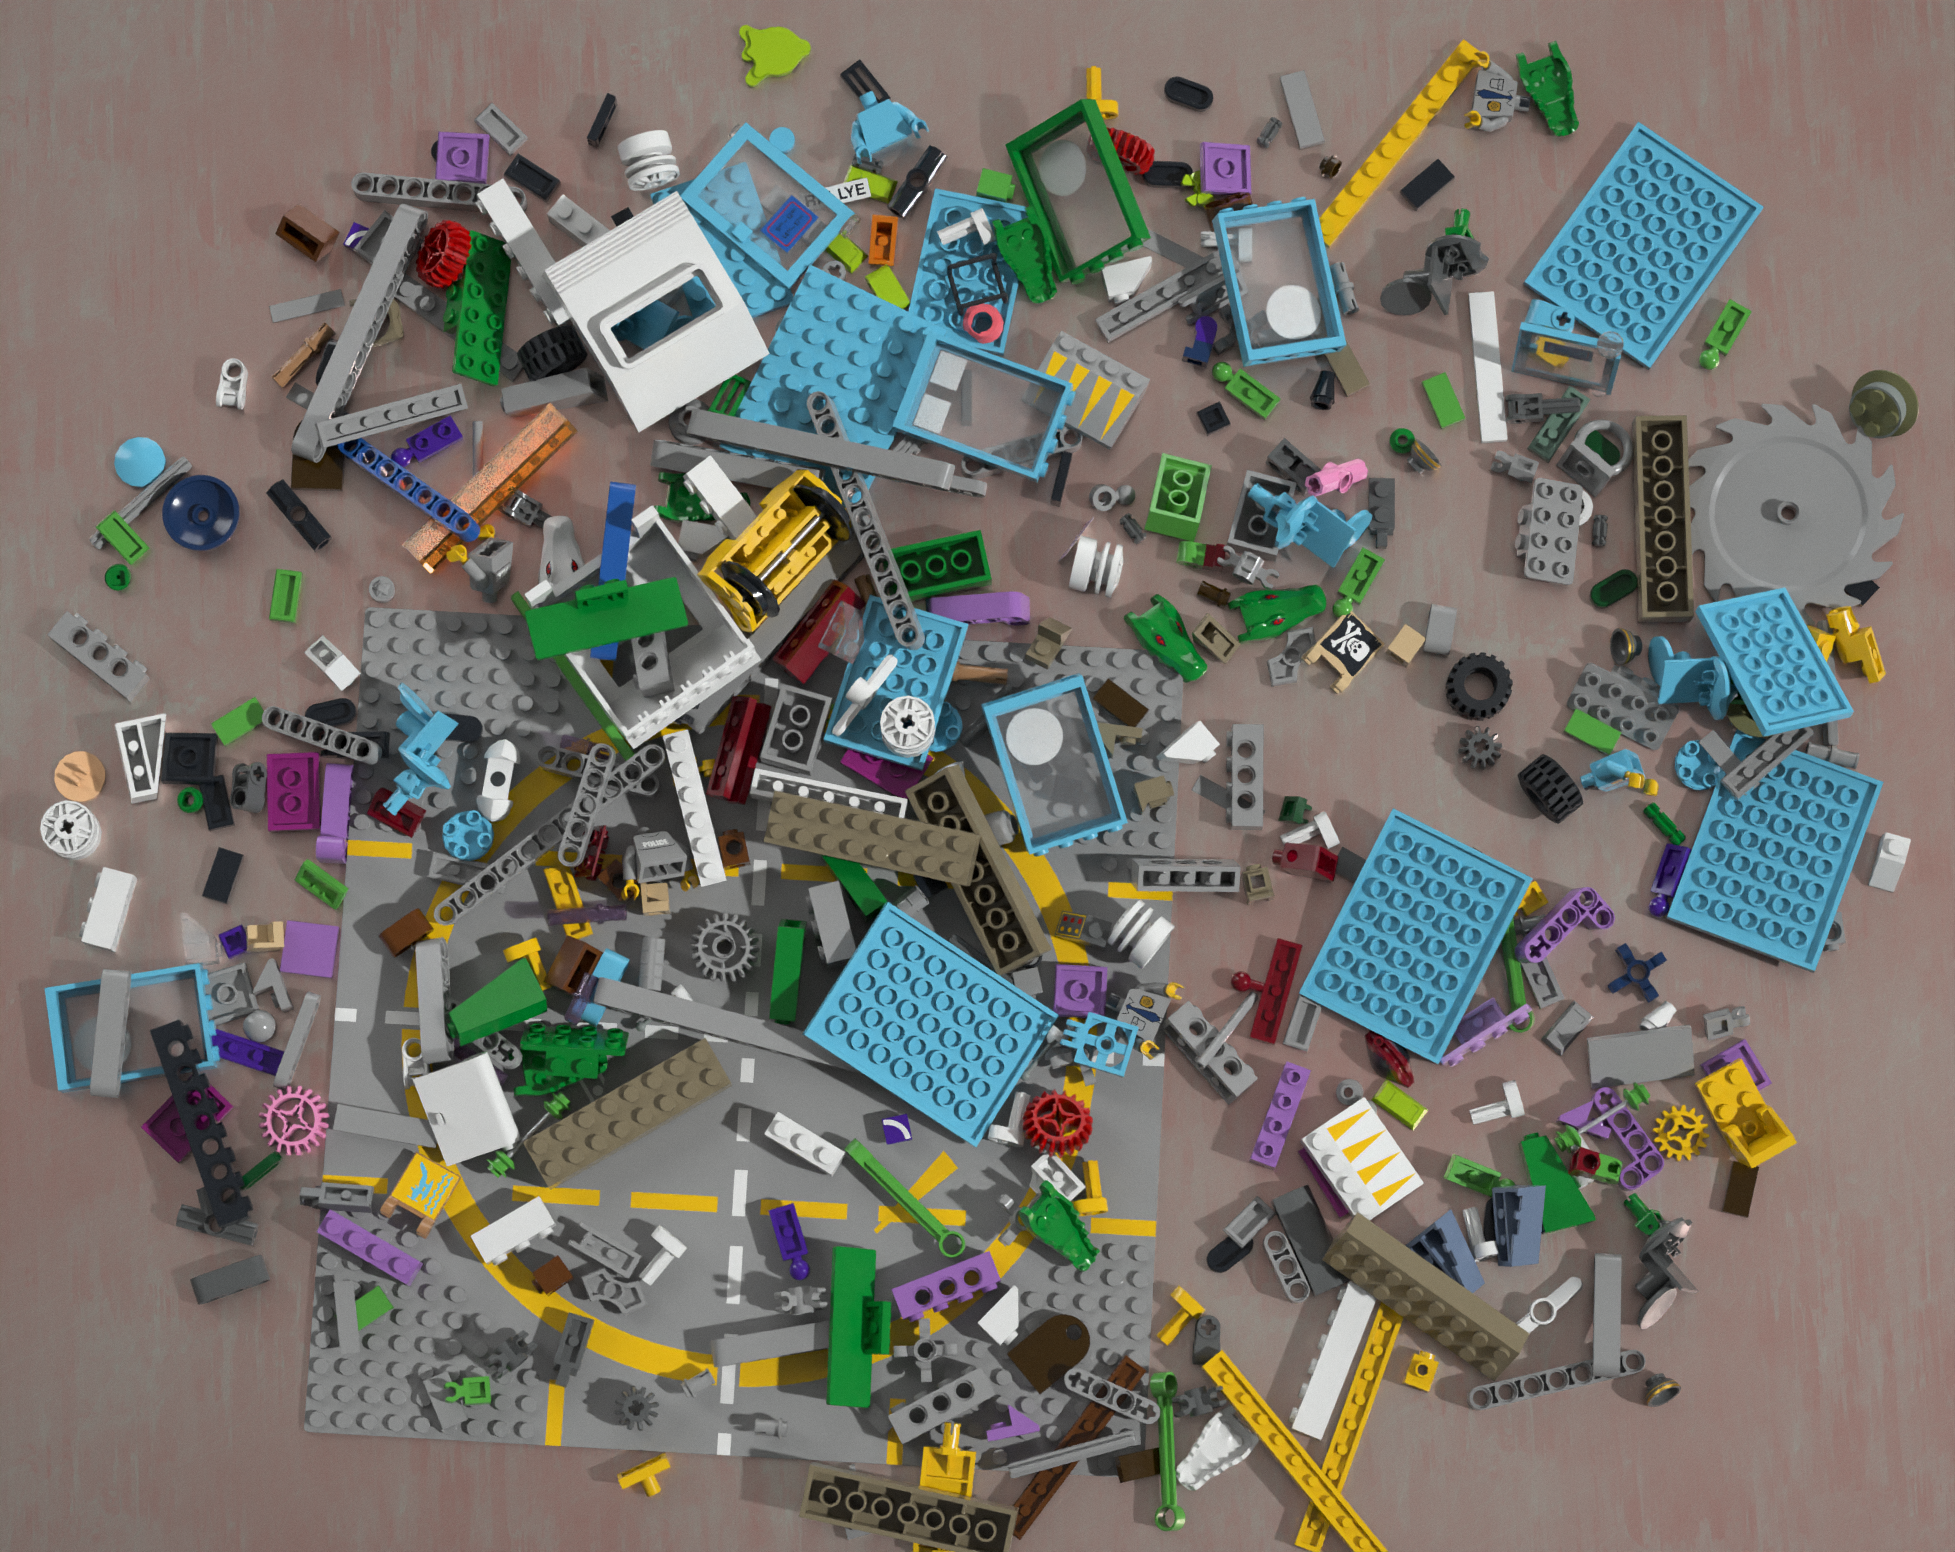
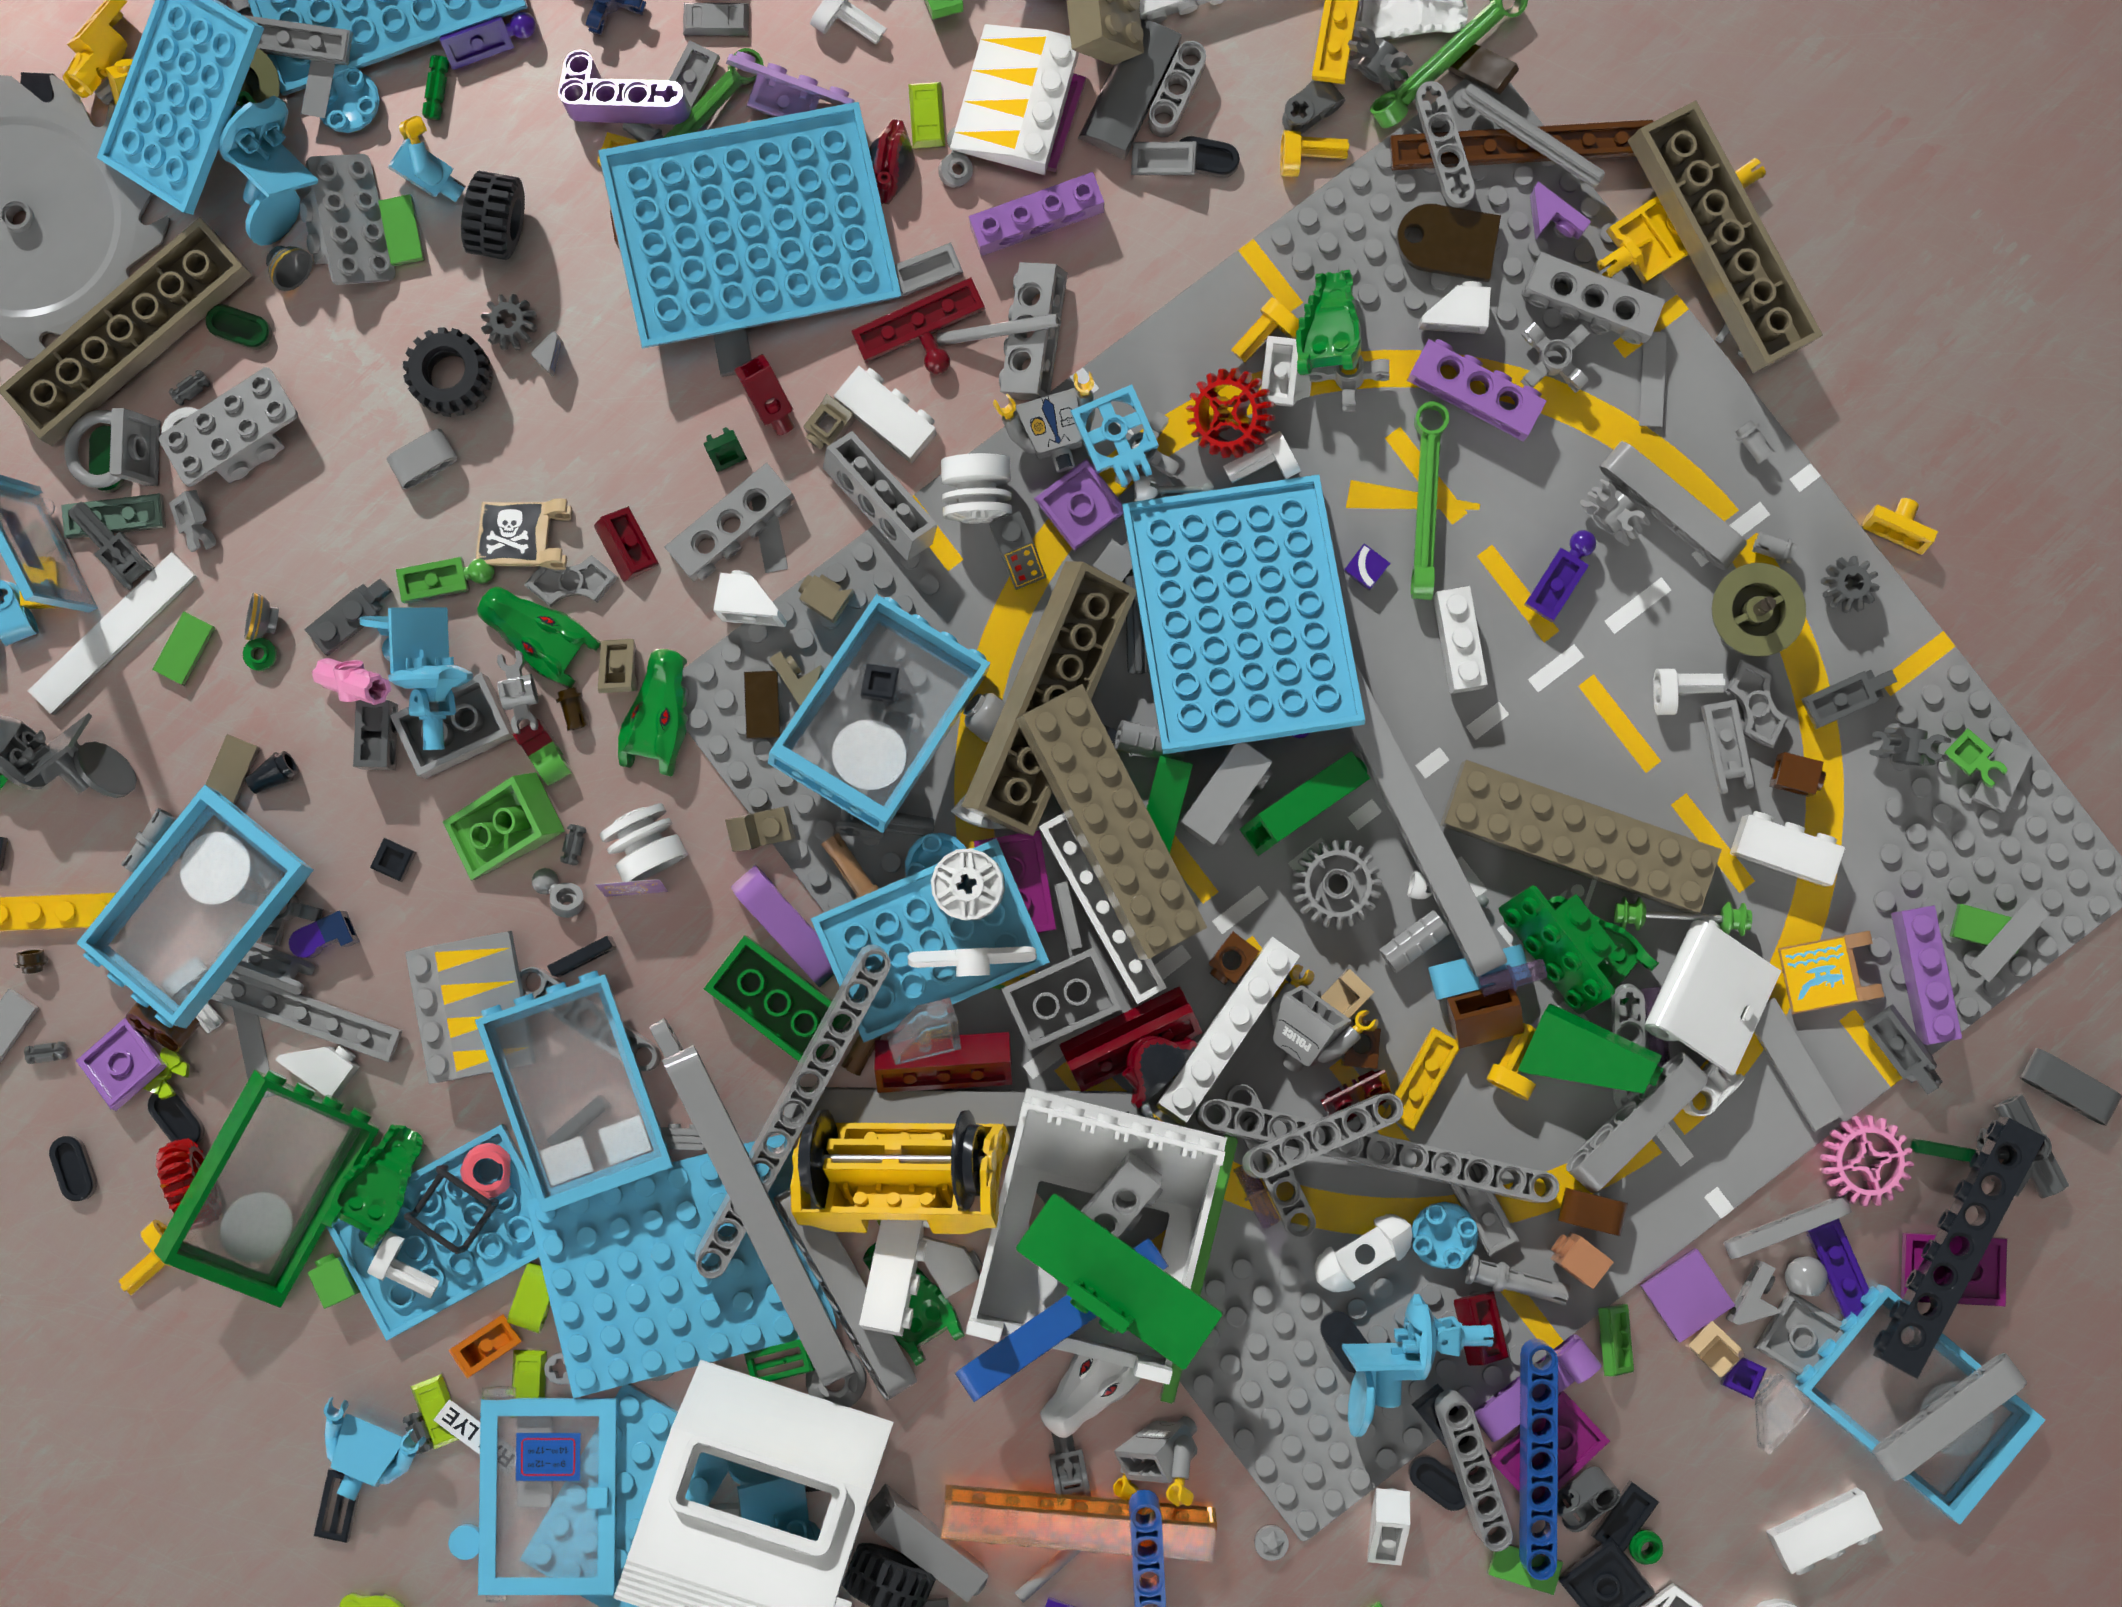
camera: 125 degrees left, 5 degrees up
(223, 875) = (1690, 1446): black tile -> none
(287, 769) = (1546, 1473): none -> blue beam
(386, 899) = (1580, 1259): none -> nougat brick
(415, 847) = (1501, 1277): none -> light grey pin
(587, 914) = (1411, 1037): clear purple pin -> none
(669, 1334) = (1758, 609): none -> olive piece
(712, 747) = (1153, 1064): none -> hat
(840, 775) = (1068, 916): none -> light grey tile
(856, 1327) = (1590, 439): green bracket -> none
(907, 194) = (375, 1368): black piece -> none
(1070, 777) = (880, 683): none -> black tile
(1234, 924) = (886, 413): none -> white brick
(1246, 390) = (335, 850): bright green plate -> none
(1287, 707) = (625, 544): none -> dark red slope
(1320, 825) = (718, 412): white piece -> none
(1405, 645) = (466, 477): tan panel -> none
(1441, 754) = (547, 352): none -> light grey slope

